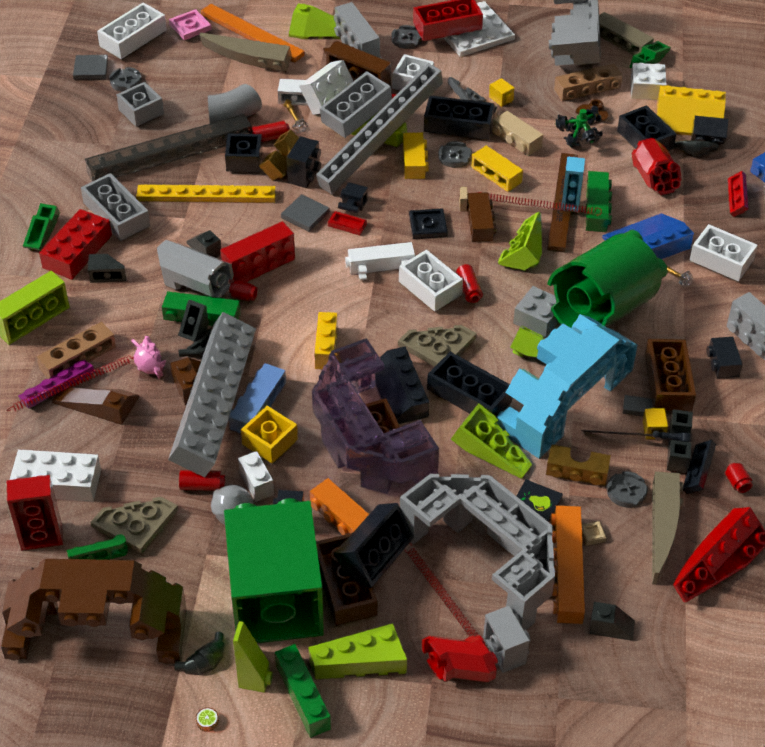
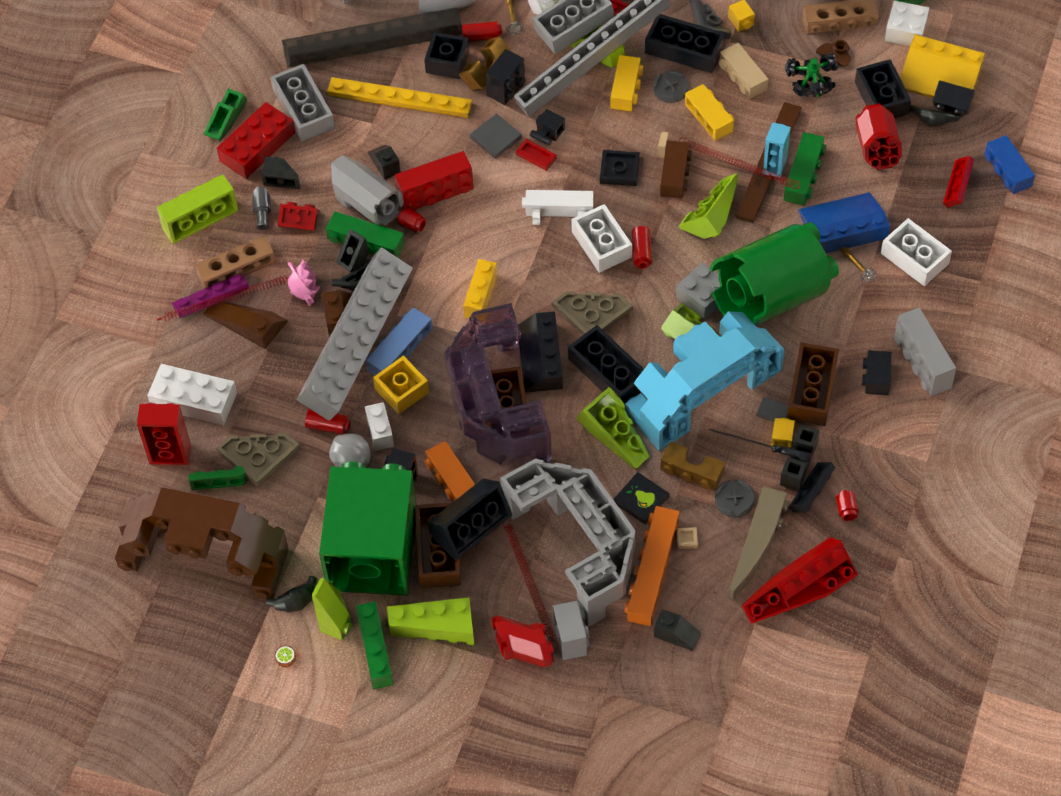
camera: 15 degrees right, 10 degrees up
(93, 299) = (261, 207): none -> dark grey arm
(131, 302) = (298, 216): none -> red bracket

